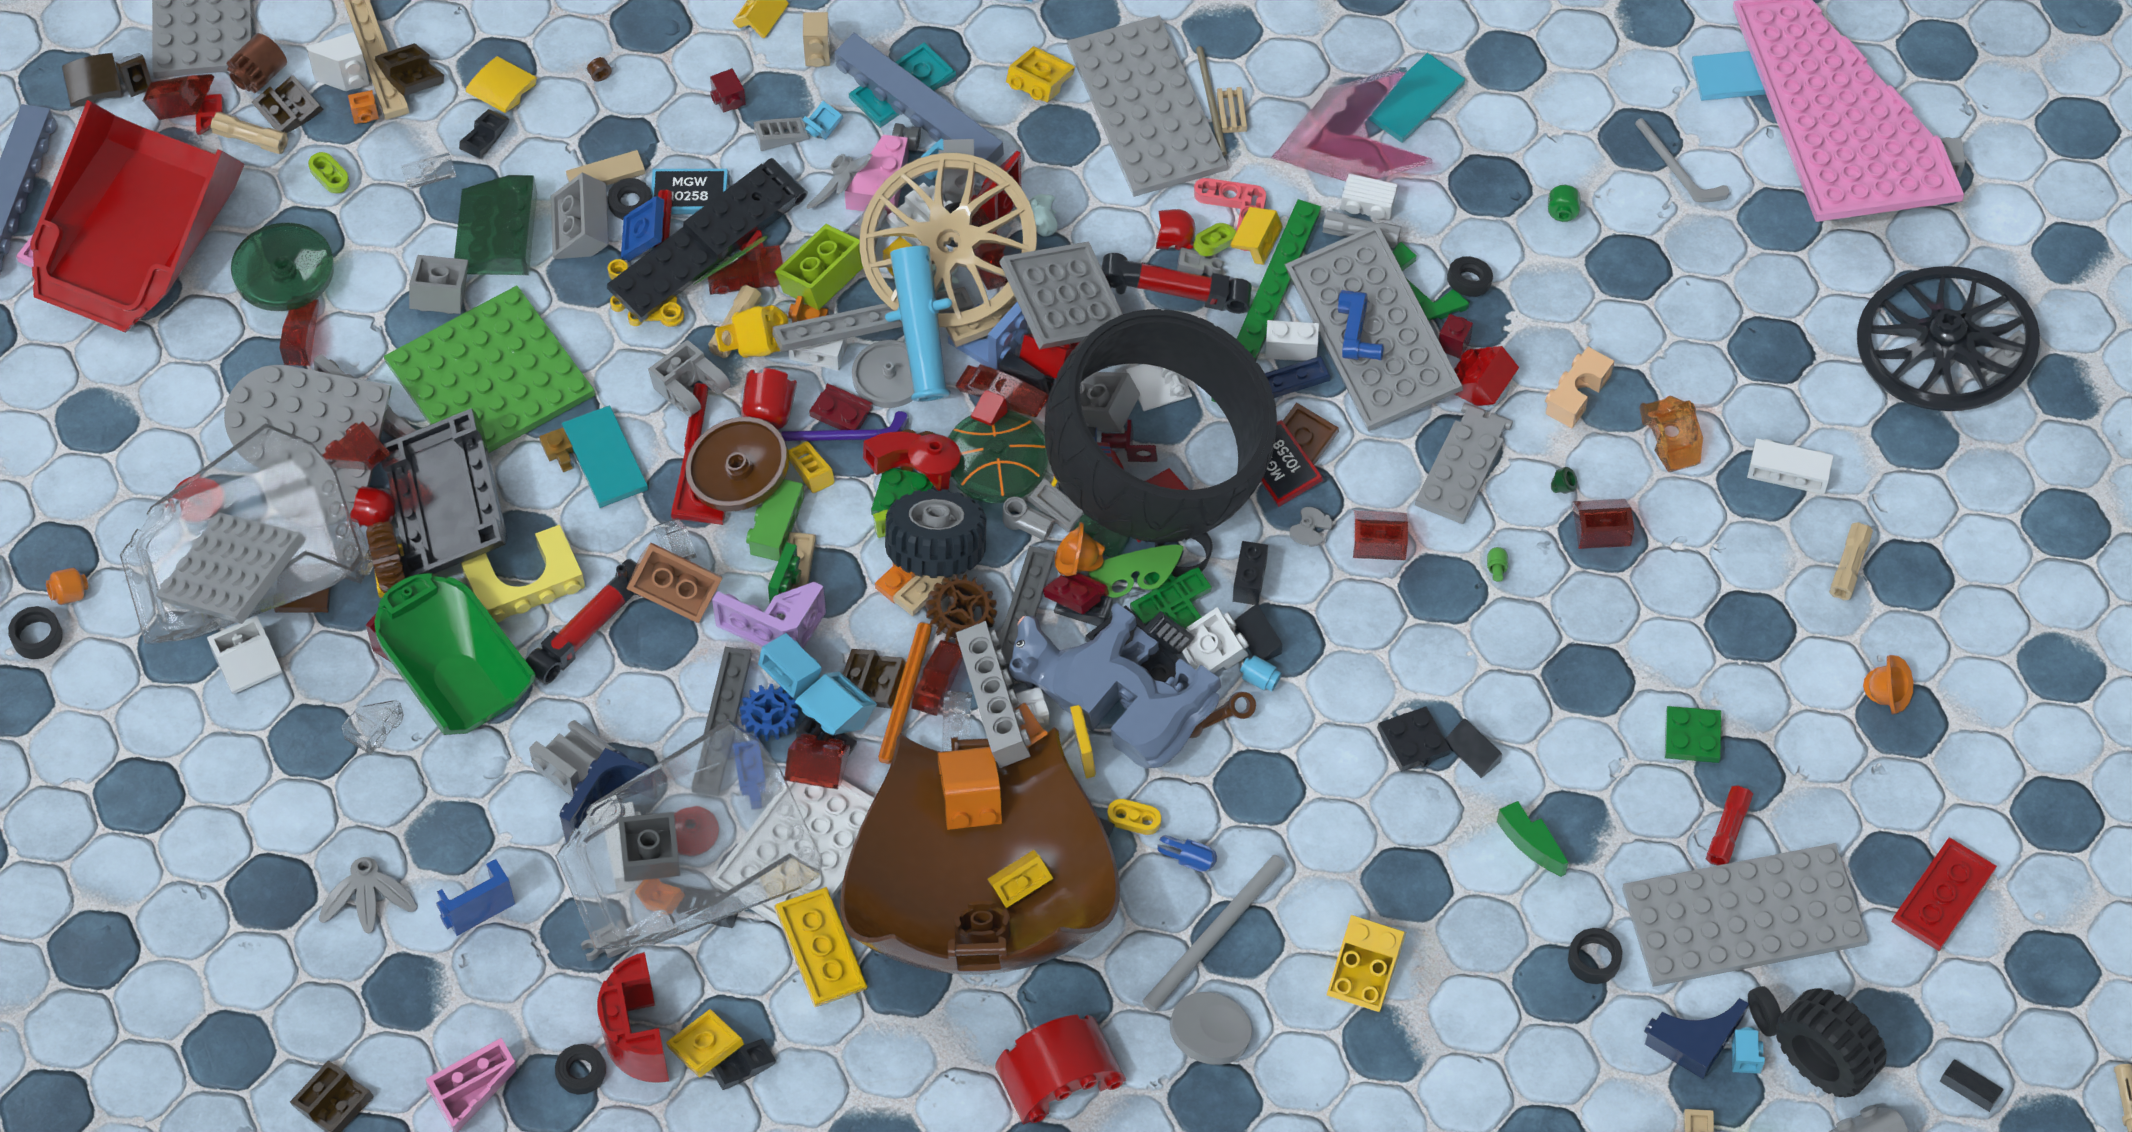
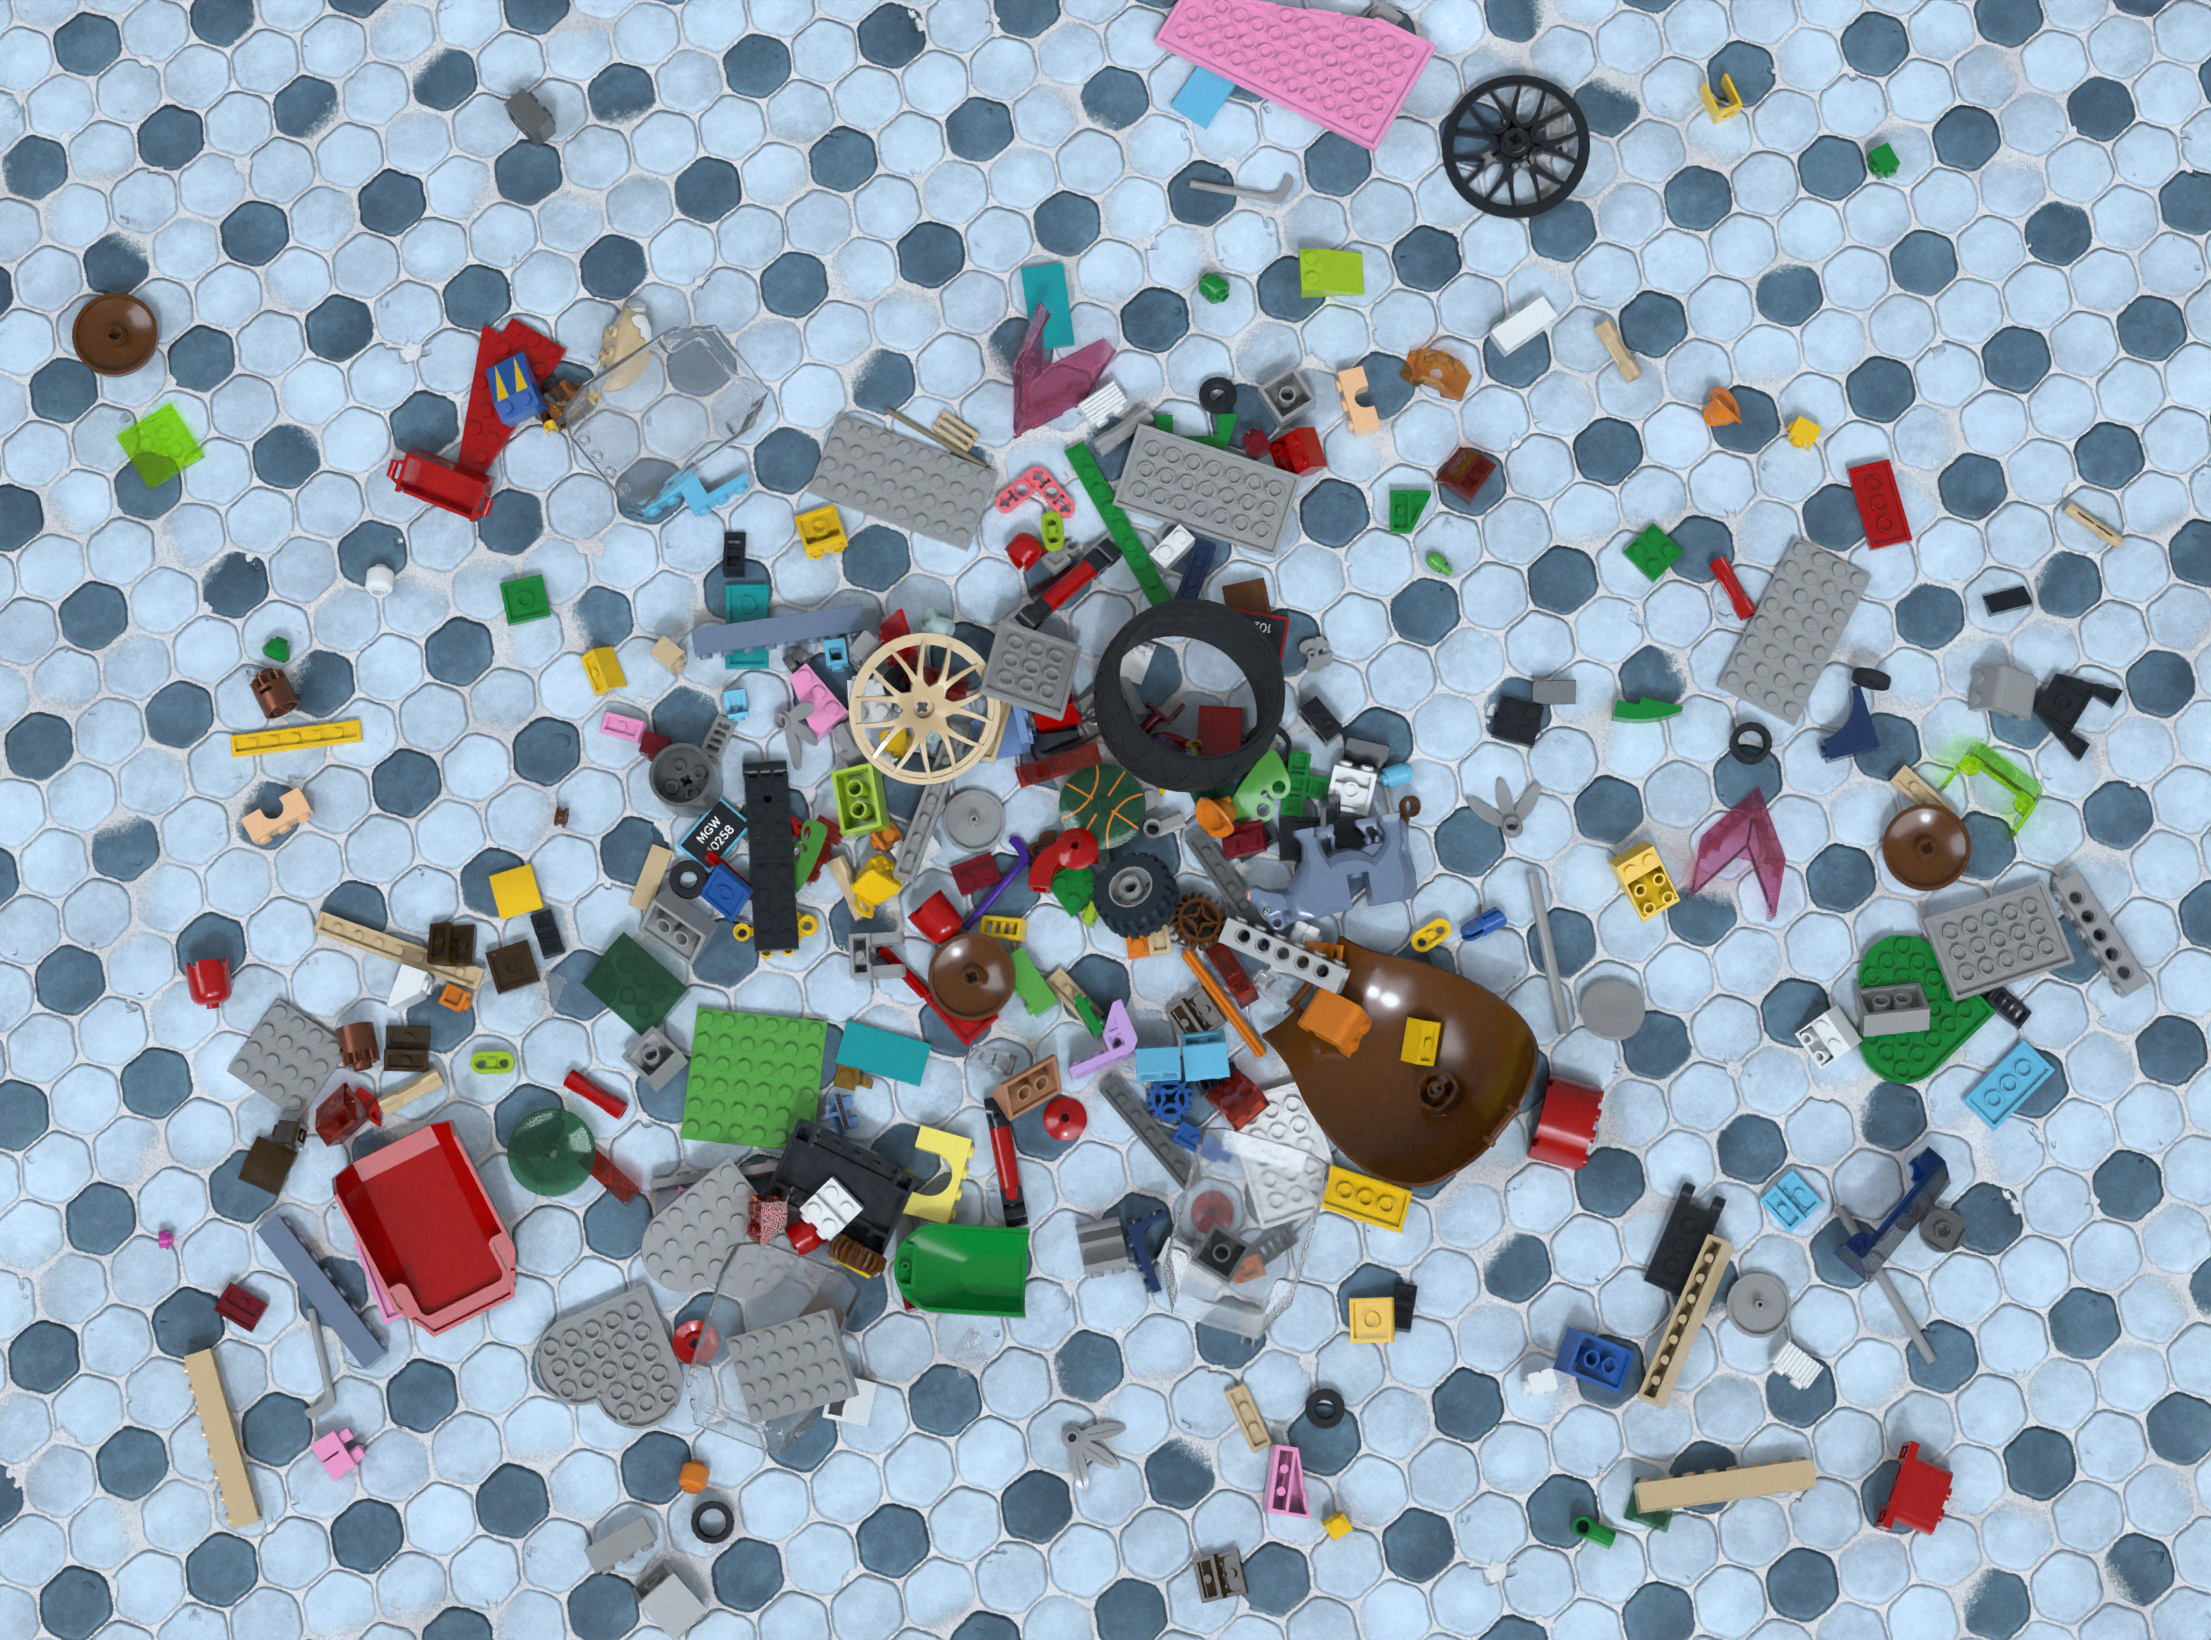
camera: 50 degrees left, 20 degrees up
(126, 449) = (614, 1359): none -> light grey plate
(367, 267) = (609, 1103): none -> red axle
(413, 503) = (830, 1209): none -> white plate
(430, 127) = (512, 967): none -> dark brown plate
(477, 903) = (1166, 1366): blue panel -> none
(514, 1007) = (1248, 1417): none -> tan tile
(523, 453) = (837, 1115): none -> medium blue hips
(627, 990) = (1323, 1366): red cylinder -> none
(675, 654) = (1065, 1130): none -> red dish
(714, 123) = (679, 765): none -> dark grey brick
(721, 54) = (623, 727): none -> bright pink plate
(920, 320) = (967, 775): medium azure piece -> none
(947, 41) = (734, 568): none -> black slope
(989, 408) = (1070, 785): slope -> none
(1055, 505) = (1166, 802): light grey tile -> none
(1083, 741) = (1358, 925): yellow tile -> none
(1258, 233) = (1070, 500): yellow panel -> none
(1314, 803) = (1508, 816): none -> light grey plant
(1355, 305) = (1187, 490): blue beam -> none
(1380, 535) = (1359, 616): clear red slope -> none
(1463, 464) = (1349, 520): light grey hinge -> none
(1503, 1027) = (1745, 835): none -> clear pink windscreen
(1520, 499) = (1406, 509): none -> green wing
(1523, 326) = (1286, 398): none -> light grey brick
(1564, 481) = (1416, 472): dark green tile -> none
(1673, 280) = (1330, 273): none -> lime slope
(1747, 1051) = (1883, 710): medium azure brick -> none
(1831, 1042) = (1930, 664): black tyre -> none
(1941, 773) = (1802, 433): none -> yellow brick

